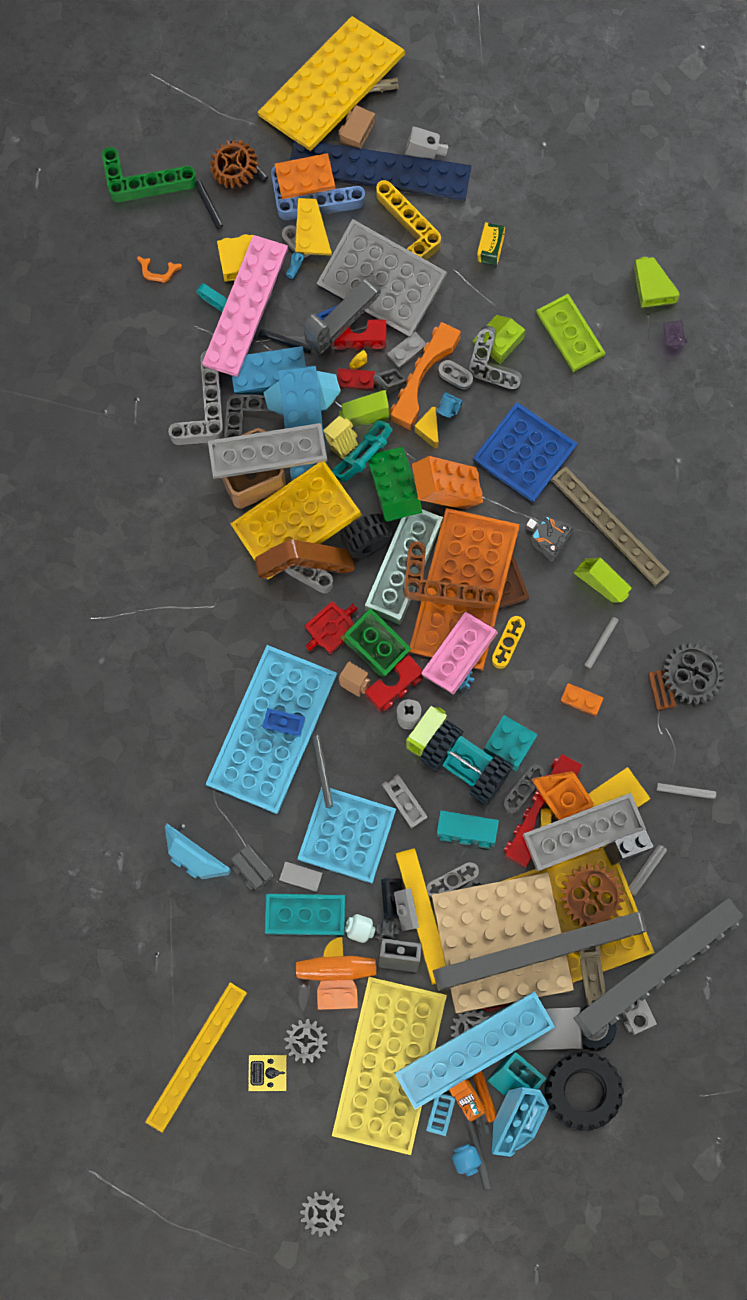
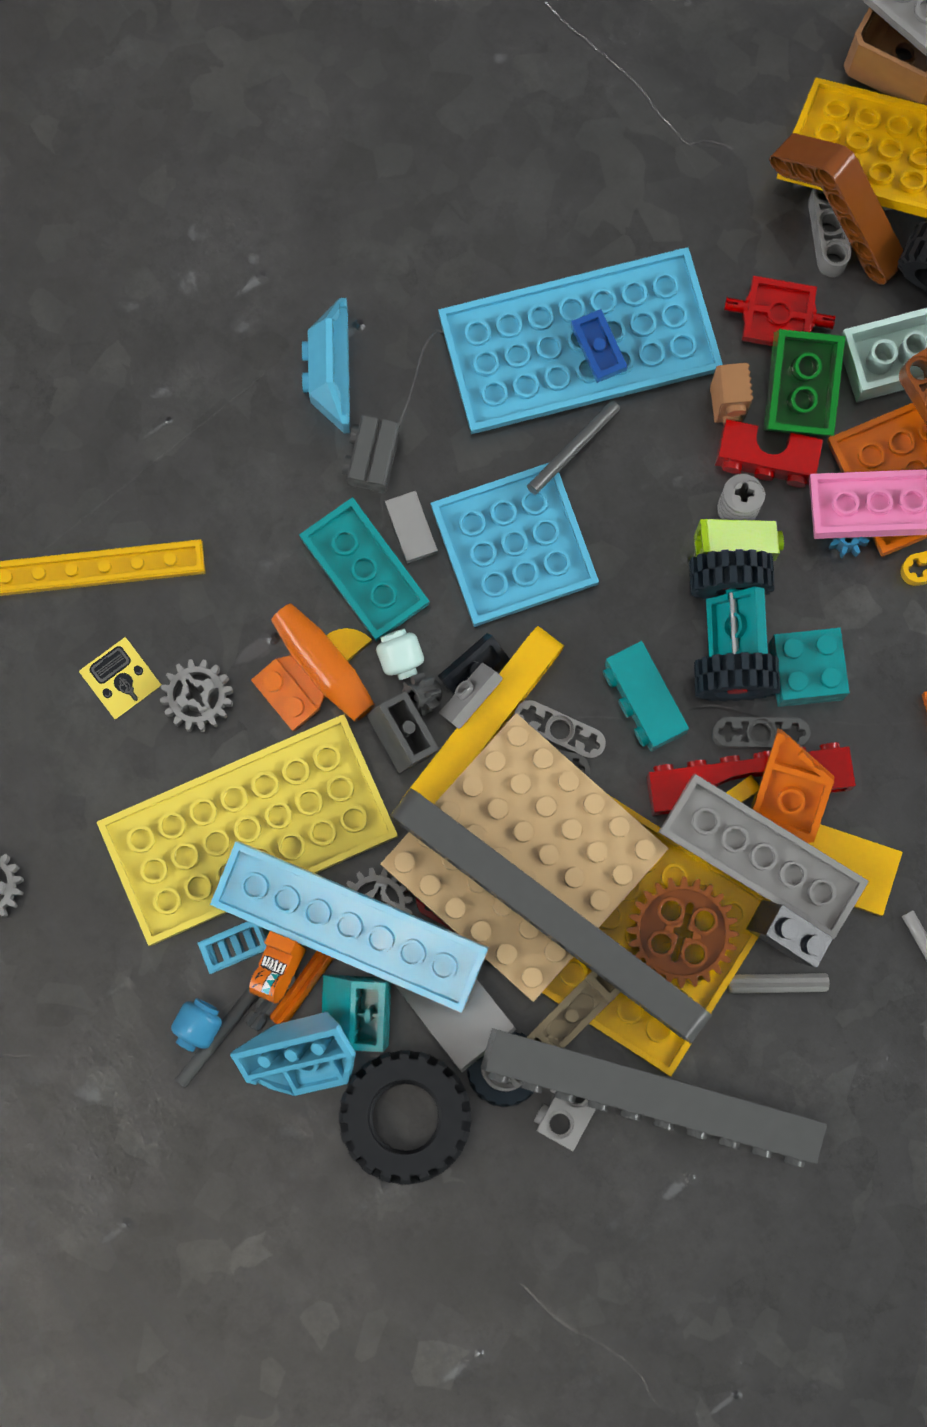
camera: 50 degrees right, 5 degrees up
(405, 801) = (617, 587): light grey plate -> none

